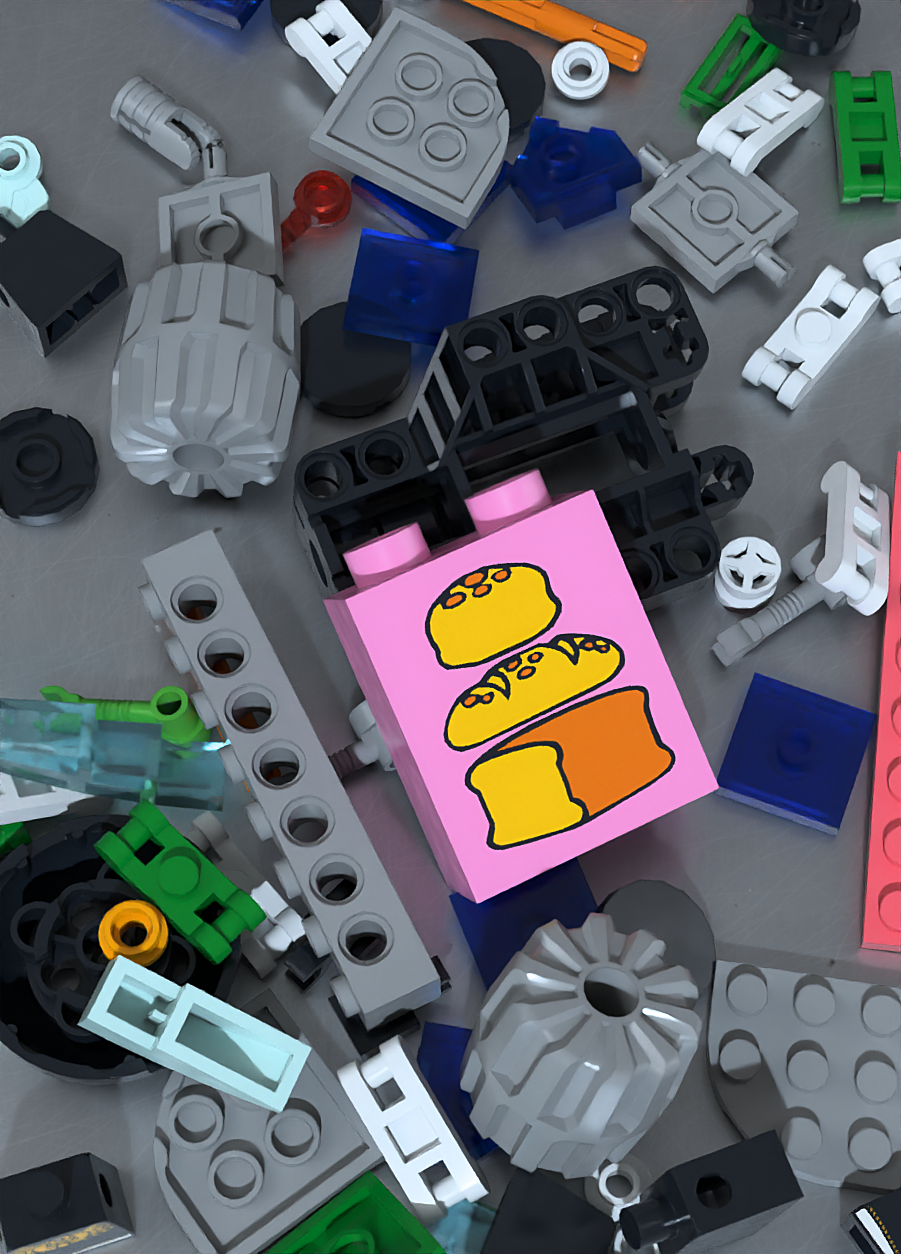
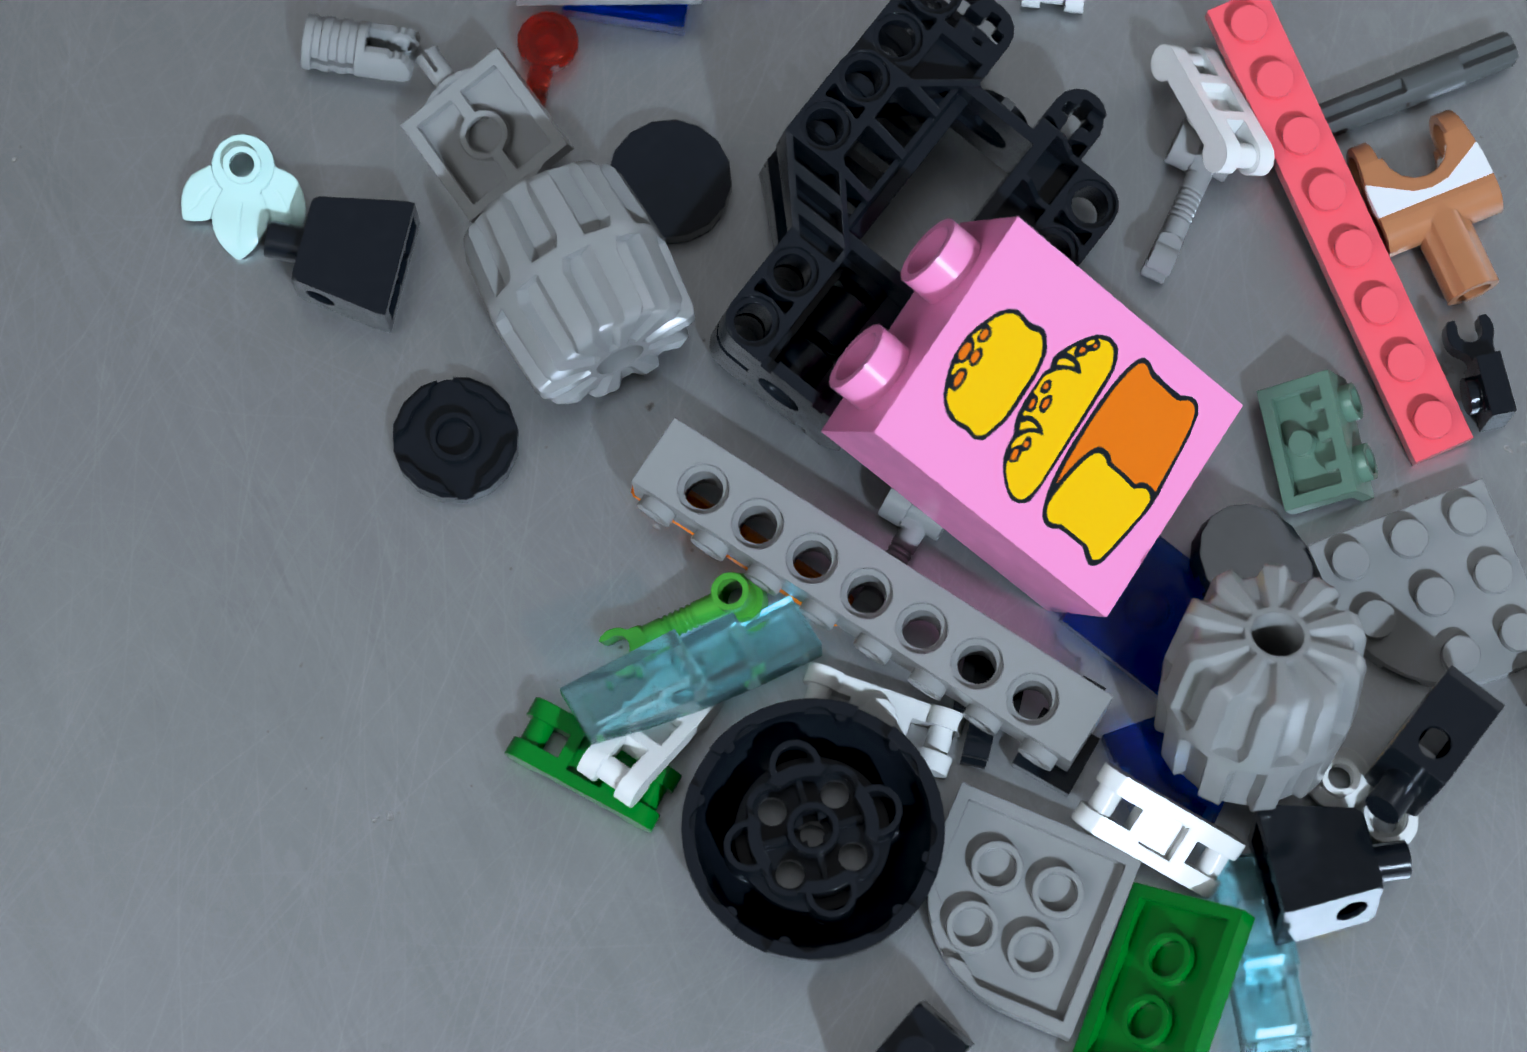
camera: 30 degrees left, 10 degrees up
(128, 915) = (838, 785): light orange plate -> none
(180, 882) = (847, 740): green plate -> none
(194, 1034) = (942, 859): light aqua slope -> none
(409, 287) = (686, 87): clear blue plate -> none
(751, 560) = (1142, 180): white wheel -> none
(782, 873) = (1317, 441): none -> sand green bracket
(795, 754) = (1265, 325): clear blue plate -> none

